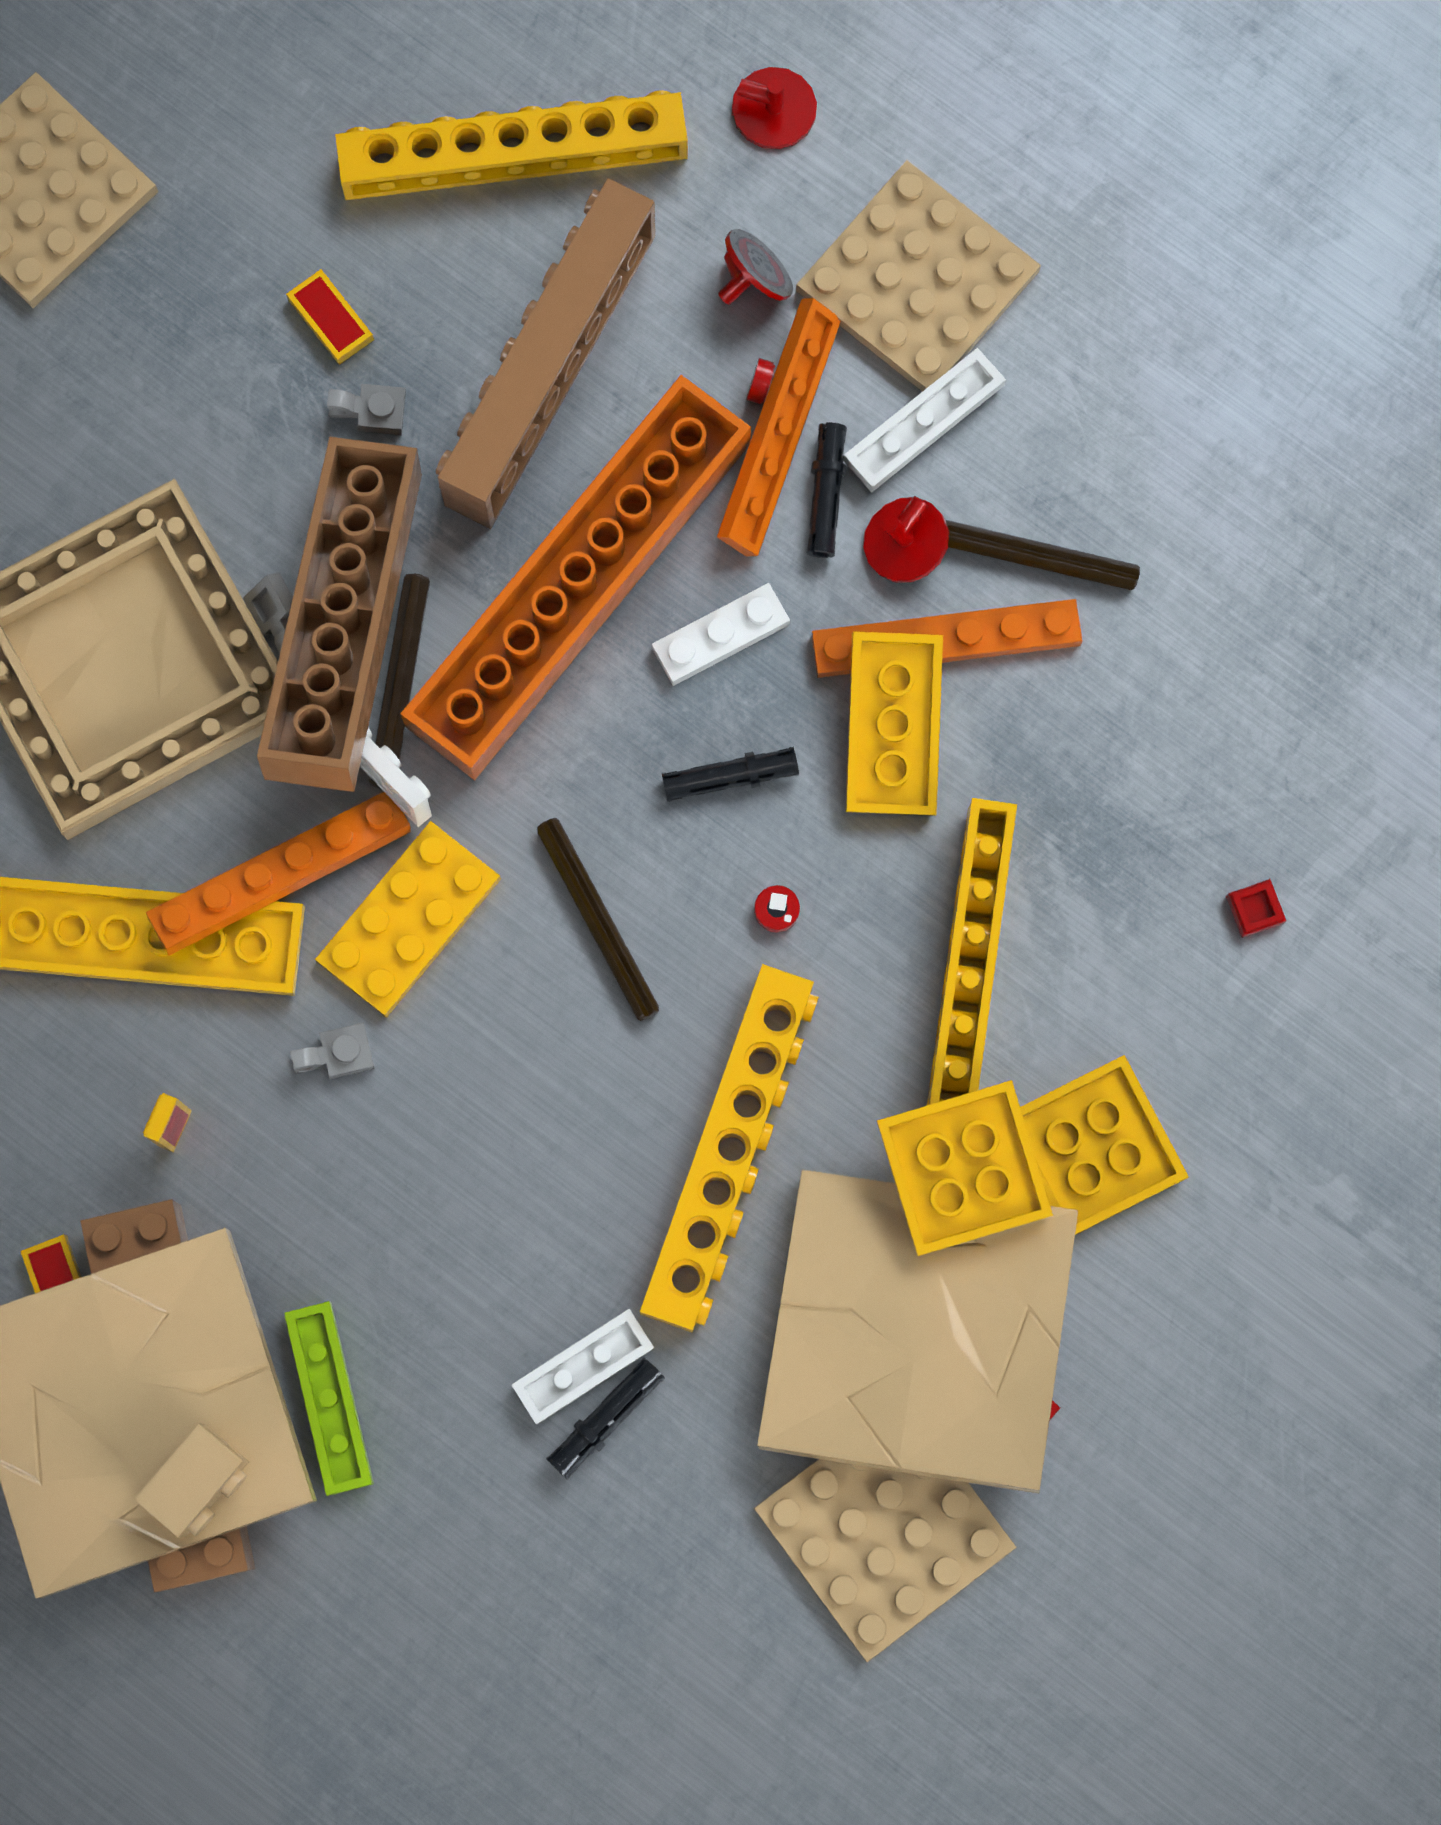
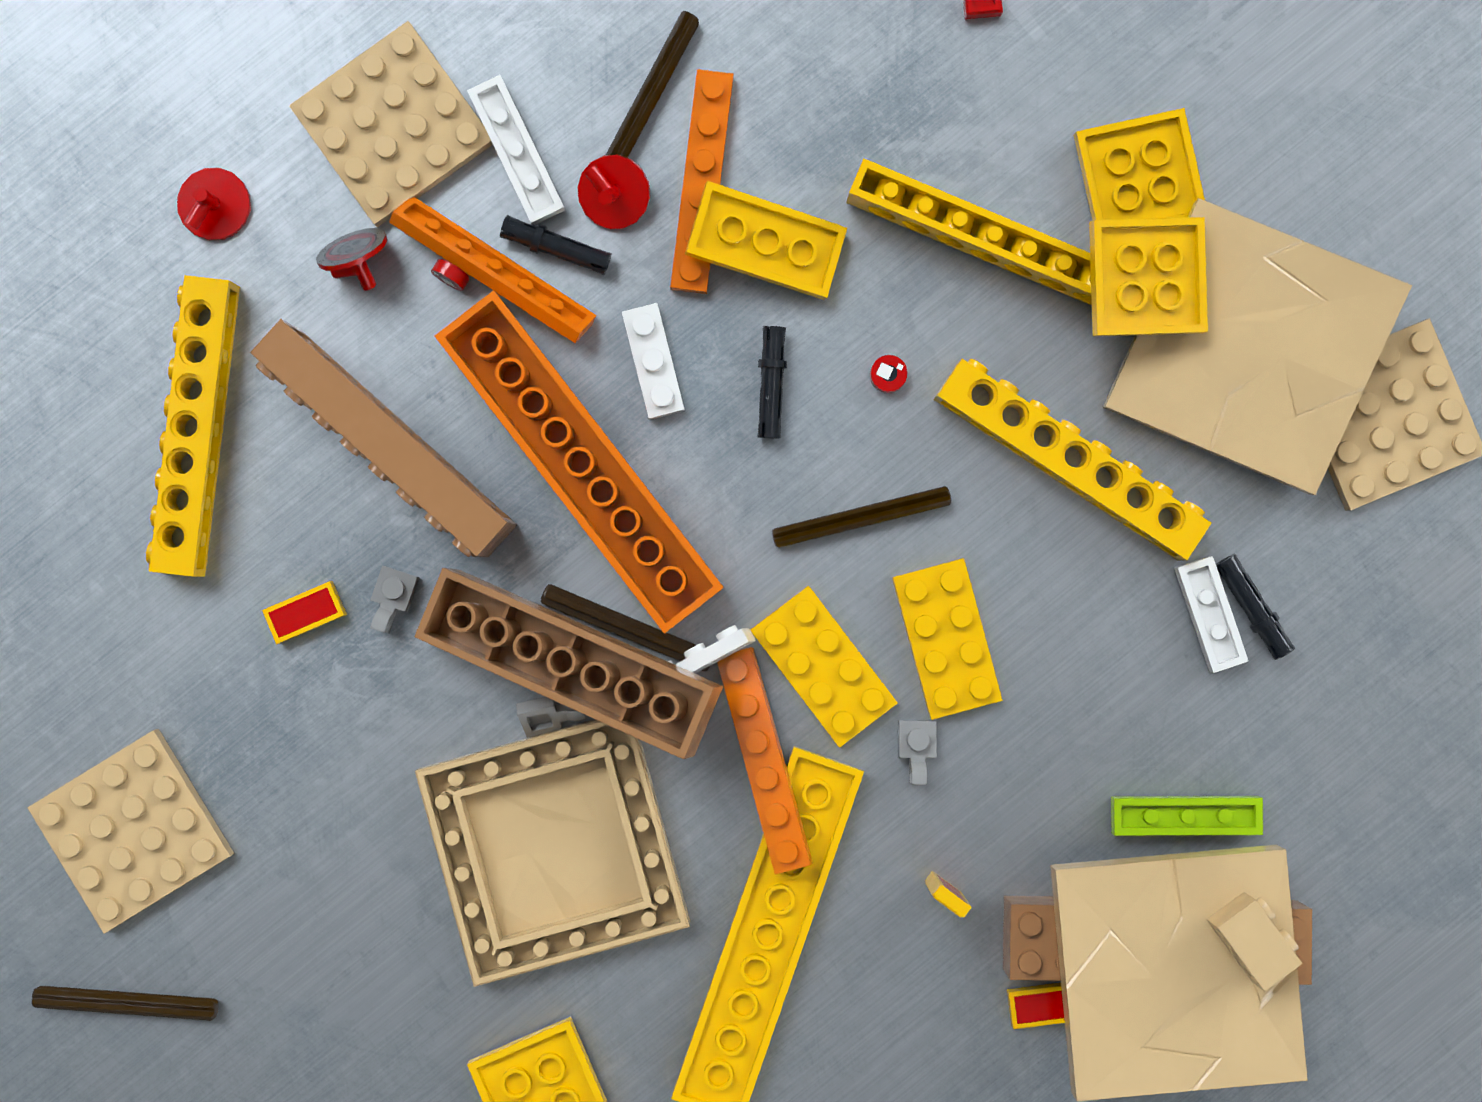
camera: 70 degrees left, 10 degrees up
(476, 1056) = (947, 639): none -> yellow plate

